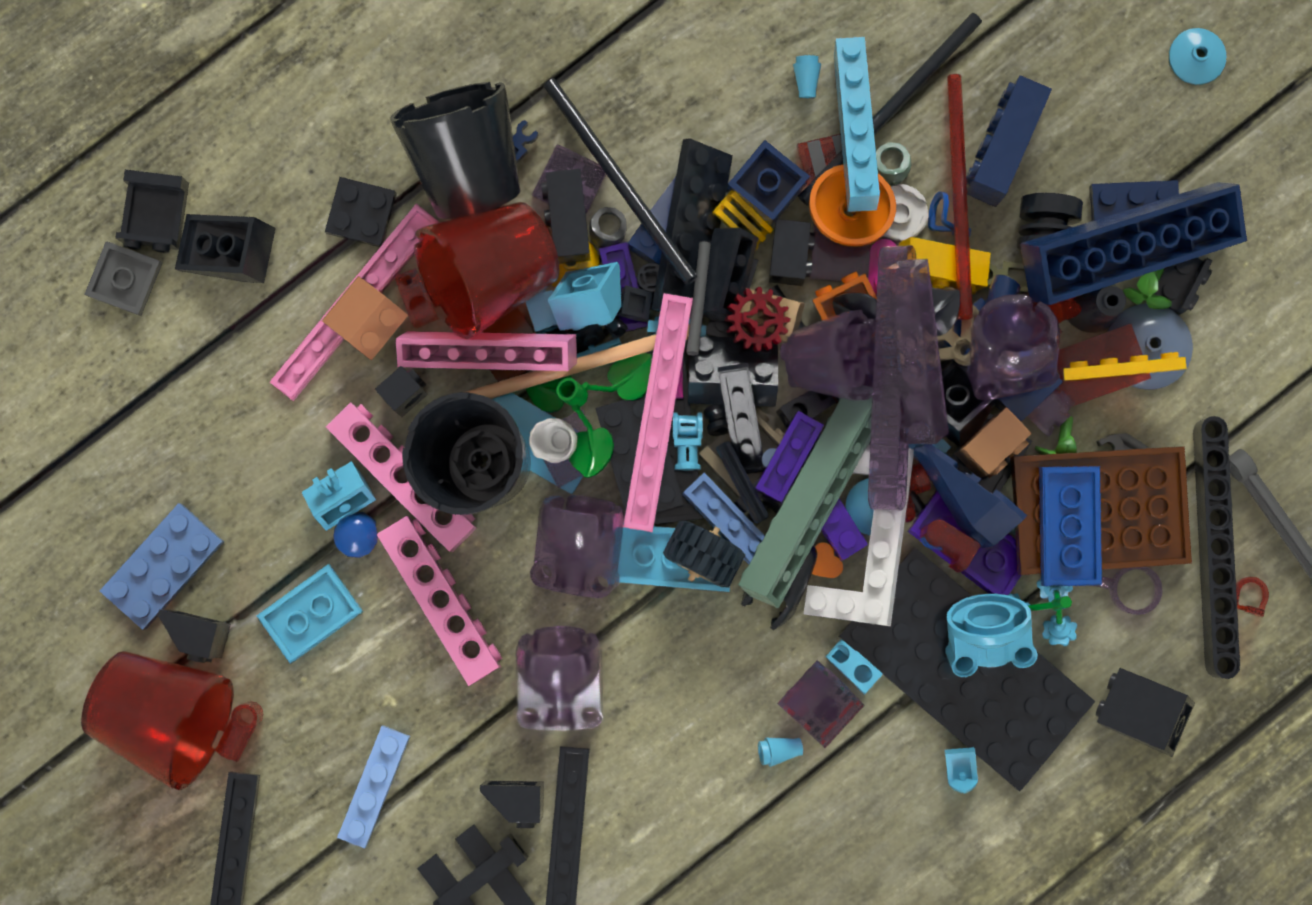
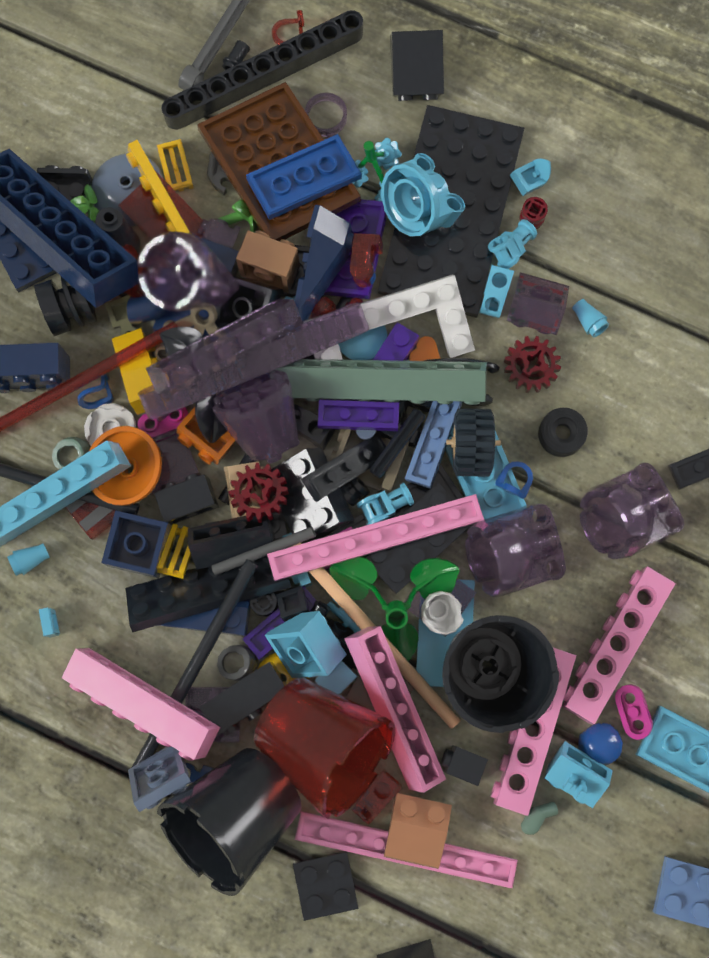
camera: 115 degrees left, 5 degrees down
(322, 439) = (536, 817): none -> sand green arm
(371, 579) = (633, 711): none -> dark pink plate
(533, 99) = (157, 778): none -> sand blue plate
(611, 116) = (140, 703): none -> bright pink brick
(642, 567) = (511, 489): none -> blue piece
(690, 665) = (563, 417): none -> black tyre
(734, 68) = (49, 622): none -> medium azure tile
(771, 656) = (540, 370): none -> dark red gear
(896, 708) = (510, 245): none -> medium azure connector
(914, 748) = (534, 217): none -> dark red wheel
(1127, 401) = (179, 185): none -> yellow tile
(1246, 525) = (236, 55): none -> black pin

